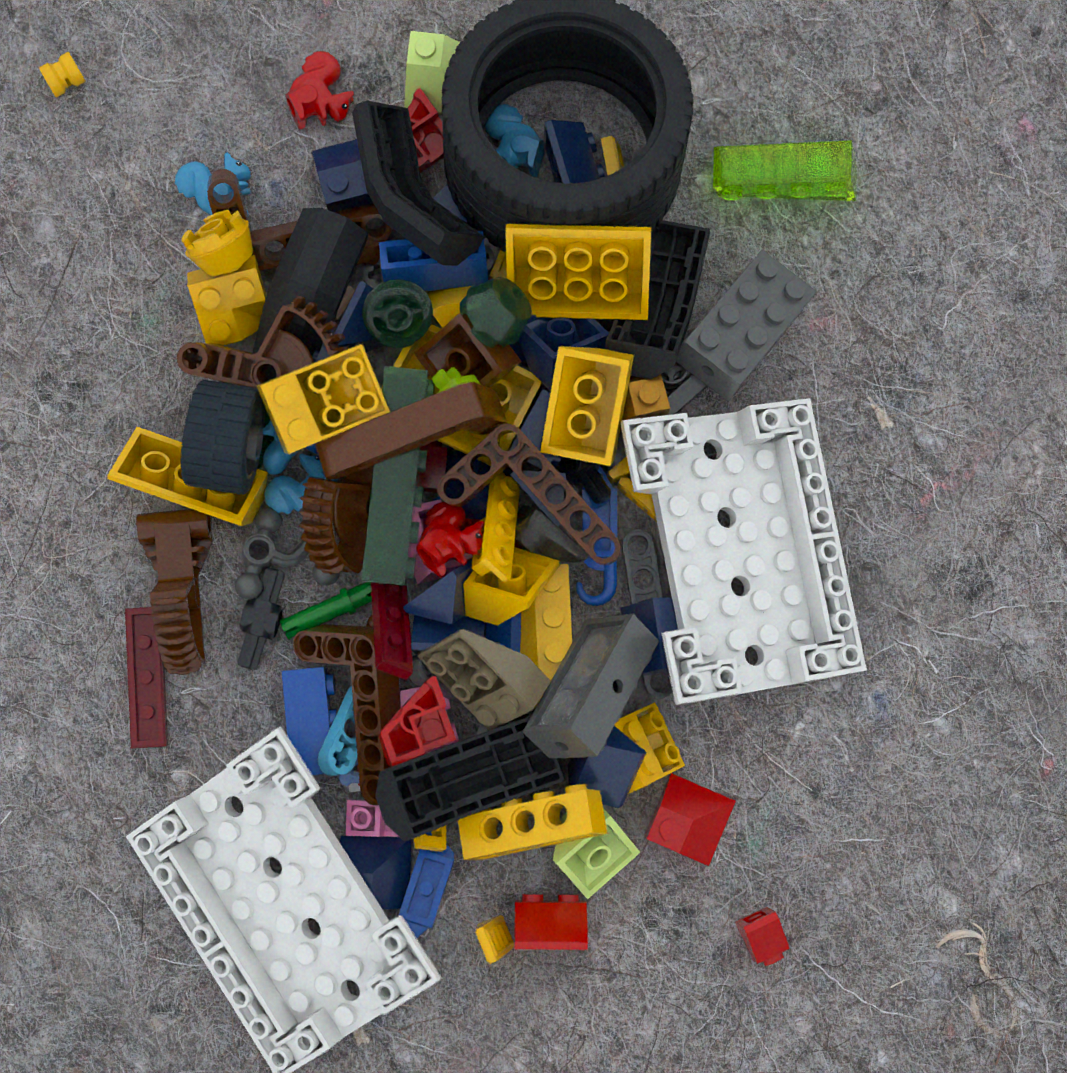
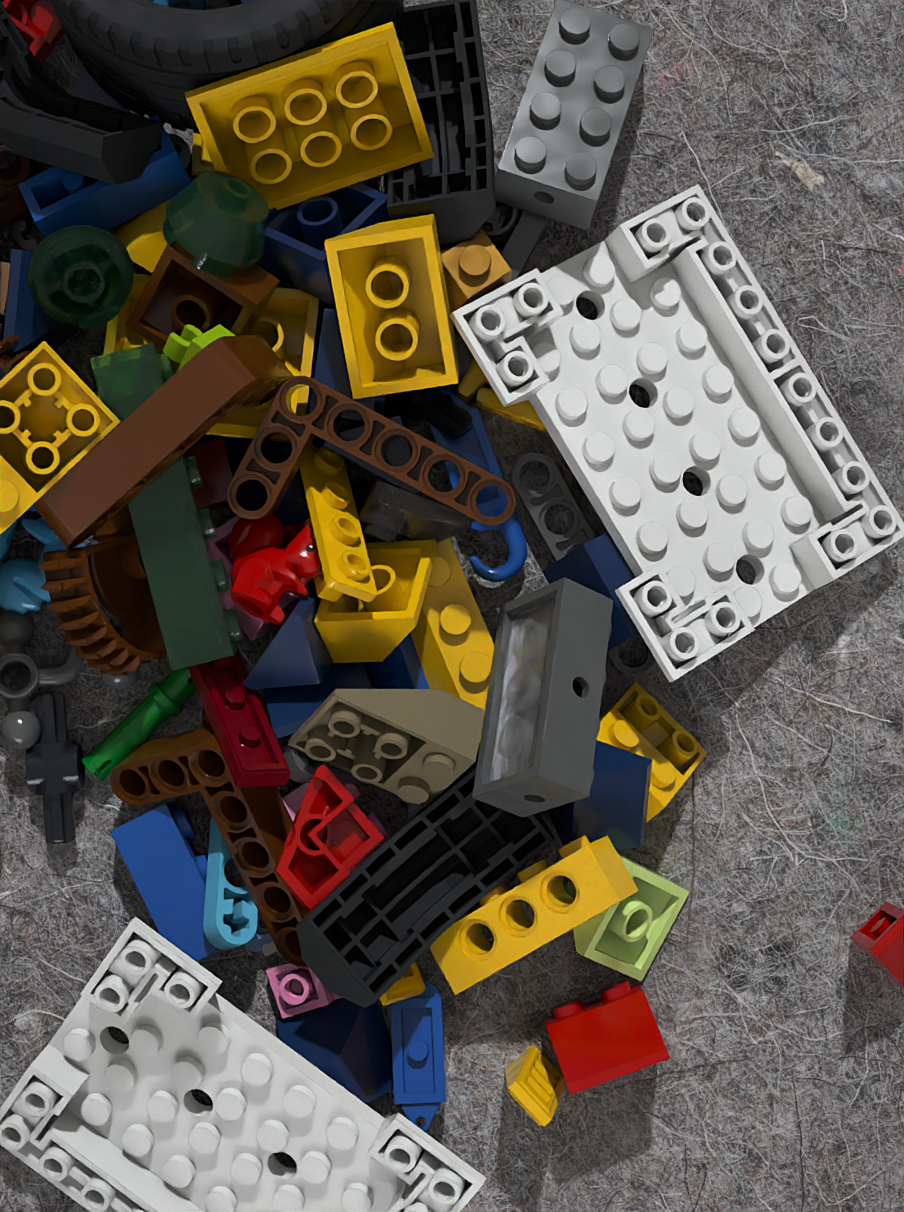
camera: 20 degrees left, 5 degrees up
(689, 819) = (740, 824): red slope -> none

